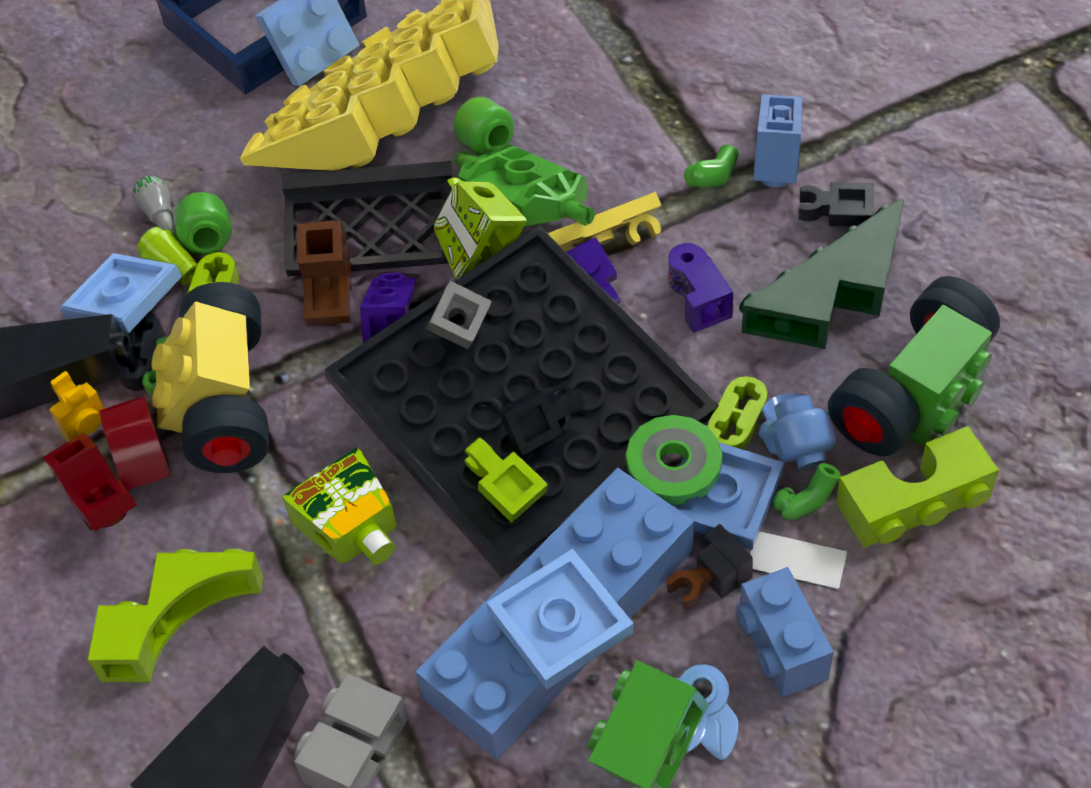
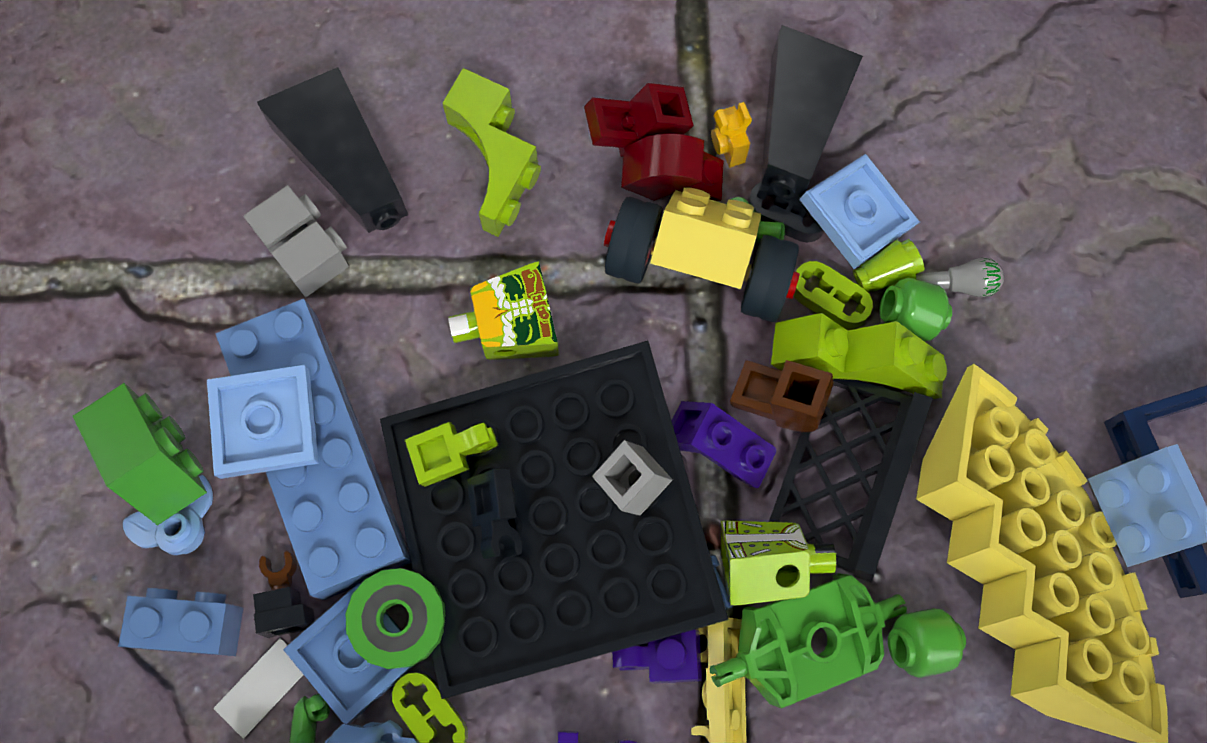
camera: 110 degrees right, 20 degrees up
(265, 243) = (874, 353): none -> lime arch

